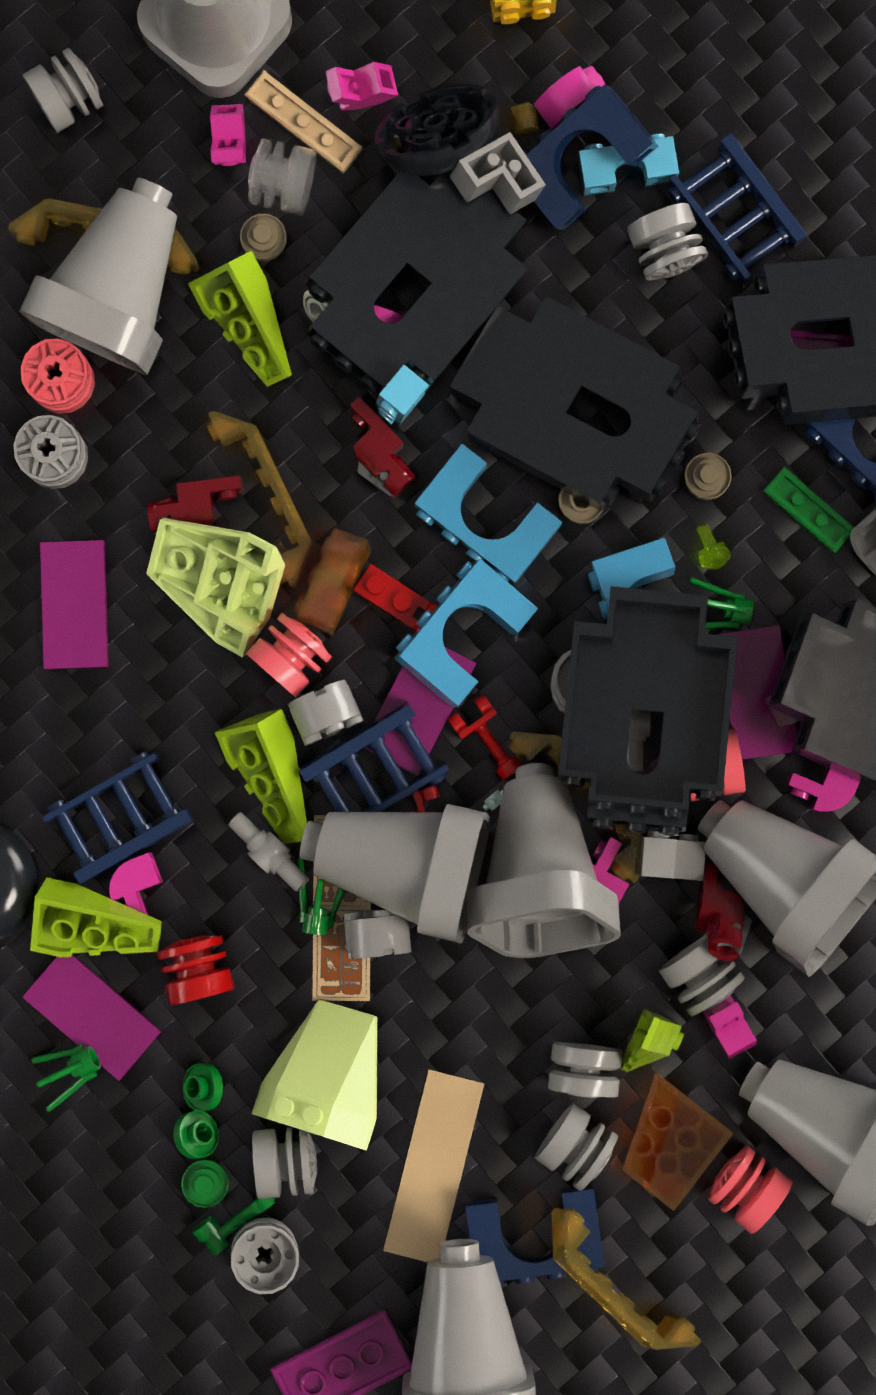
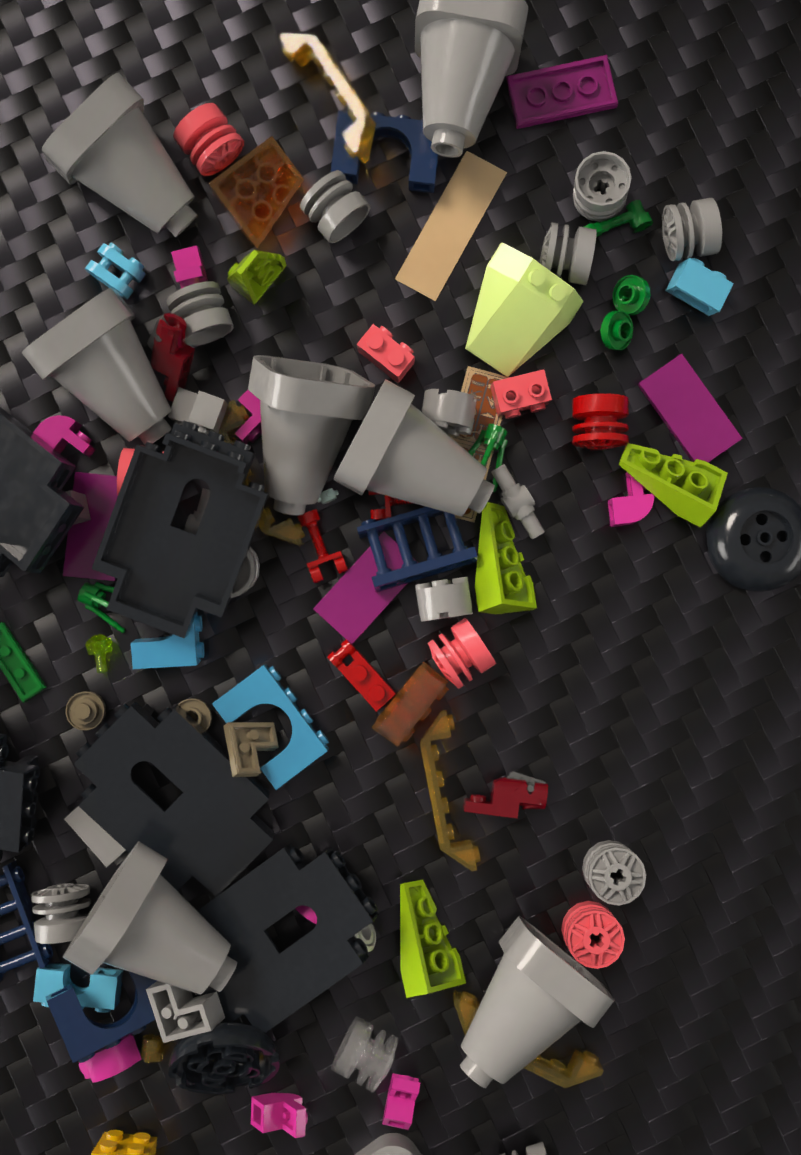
camera: 165 degrees left, 0 degrees up
(74, 604) = (624, 741): magenta tile -> none
(82, 1063) = (707, 372): green plant -> none
(117, 1166) = (699, 286): none -> medium azure brick
(118, 849) = (637, 533): dark blue fence -> none
(139, 1232) = (692, 229): none -> light grey wheel
(205, 1183) = (633, 256): green plate -> none
(218, 579) = (503, 731): yellowish green wedge -> none
(263, 236) = (393, 1006): dark tan plate -> none
(297, 981) = (521, 394): none -> coral brick
(303, 122) = (336, 1095): tan tile -> none
(377, 452) = (346, 802): dark red plate -> none
(400, 396) = (314, 842): medium azure arch -> none
(425, 652) = (350, 628): dark azure arch -> none
(469, 987) = (386, 353): none -> coral brick
(512, 485) = (244, 741): none -> dark tan tile
(558, 252) = (151, 930): none -> light grey cone
(584, 1074) = (312, 263): light grey wheel -> none
(653, 336) = (96, 838): none -> light grey brick
(829, 1020) = (113, 255): none -> medium azure brick

